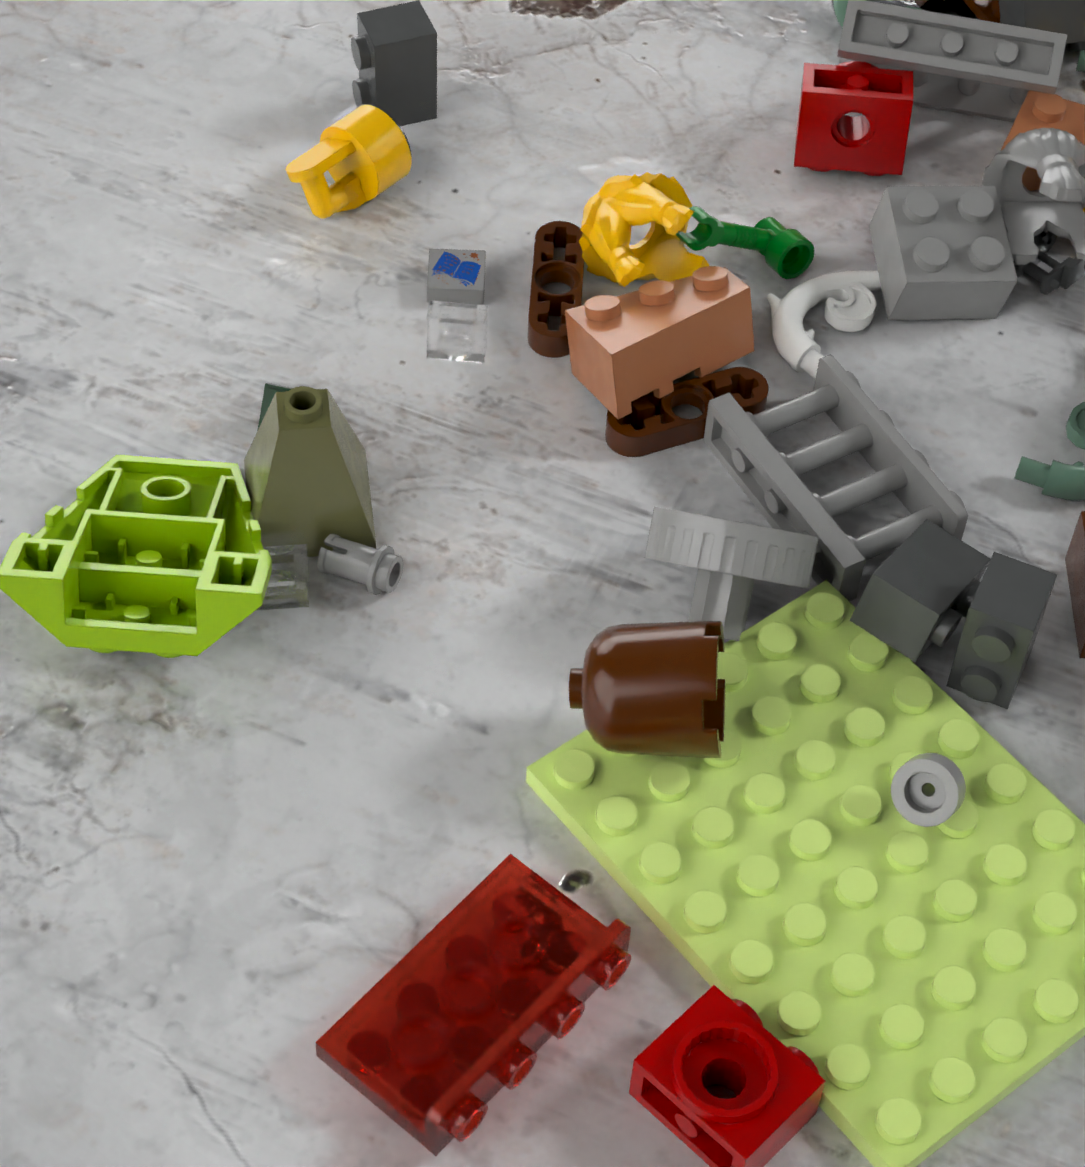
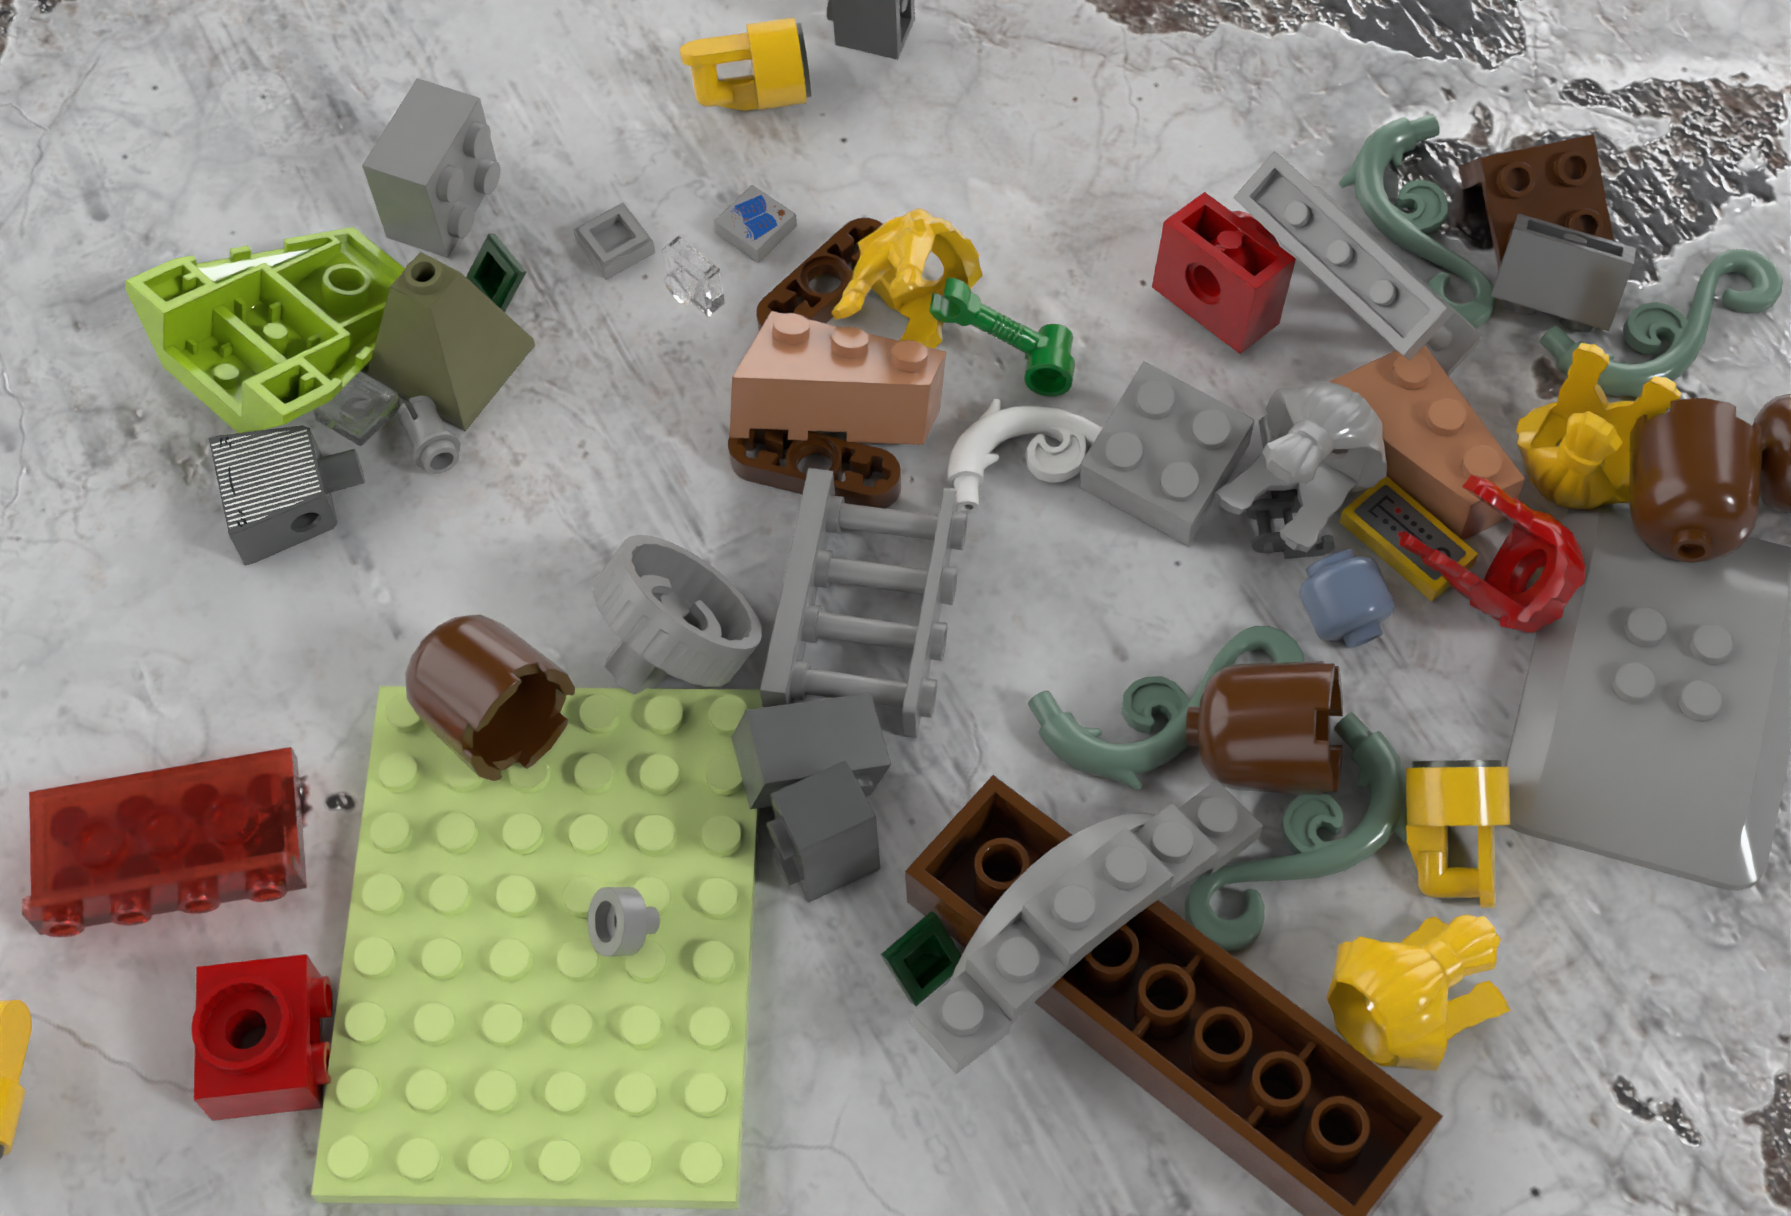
camera: 45 degrees right, 10 degrees up
(171, 358) = (432, 168): none -> light grey brick
(274, 674) = (279, 488): none -> dark grey torso
(354, 348) = (614, 241): none -> light grey tile

